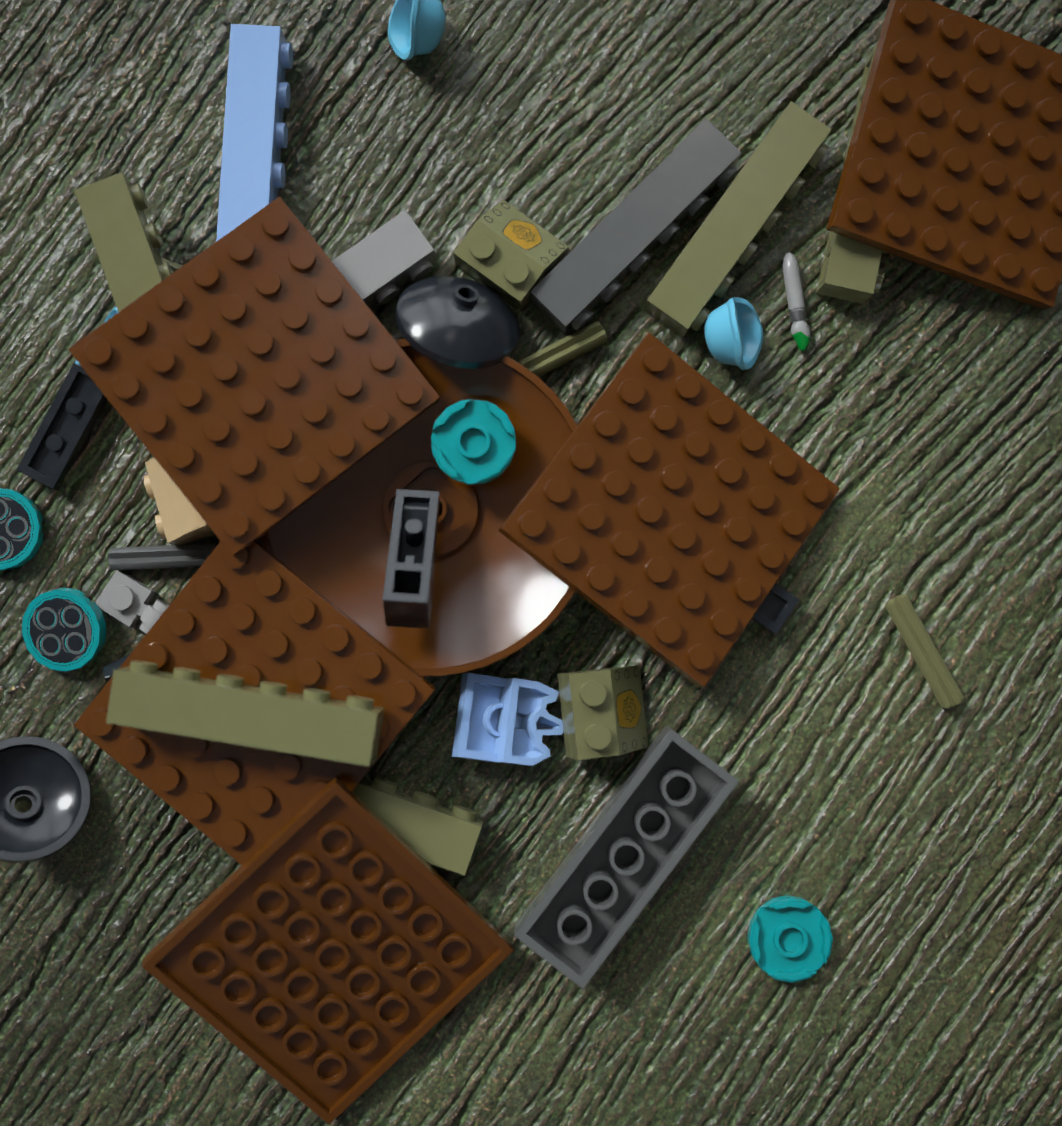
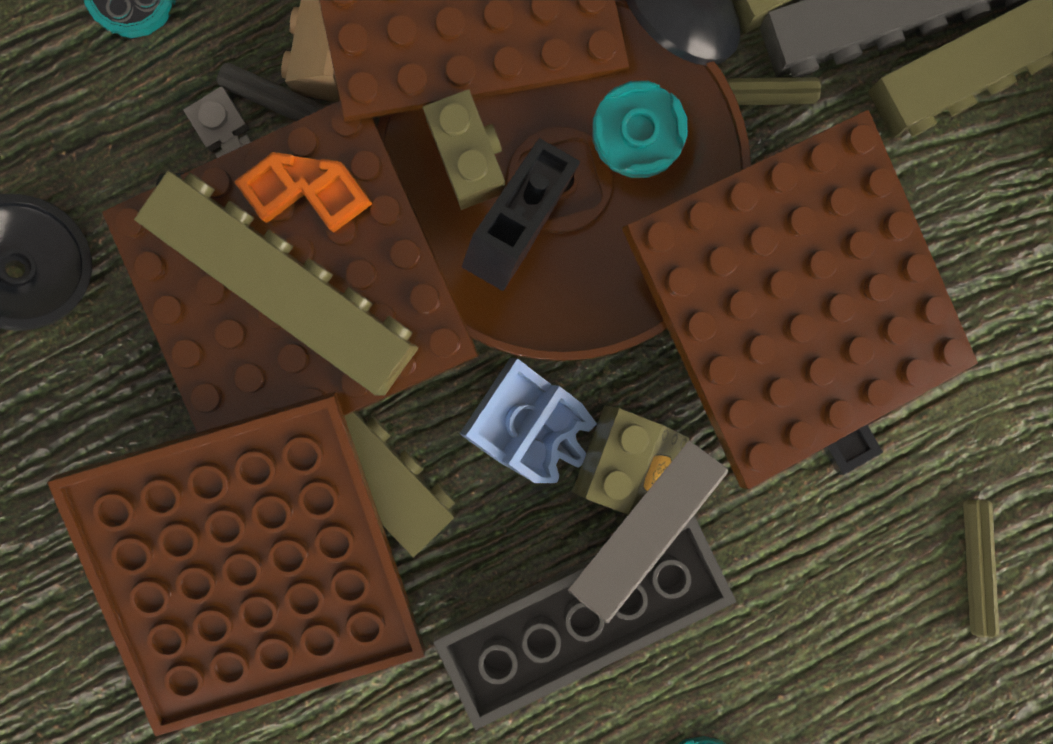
camera: 25 degrees right, 0 degrees up
(63, 629) = (141, 118): tile -> none
(209, 627) = (285, 178): none -> orange tile
(342, 530) = (466, 148): none -> olive brick
(640, 761) = (648, 531): none -> light grey tile
(734, 333) = (949, 156): medium azure helmet -> none
(799, 329) = (1016, 186): light grey piece -> none

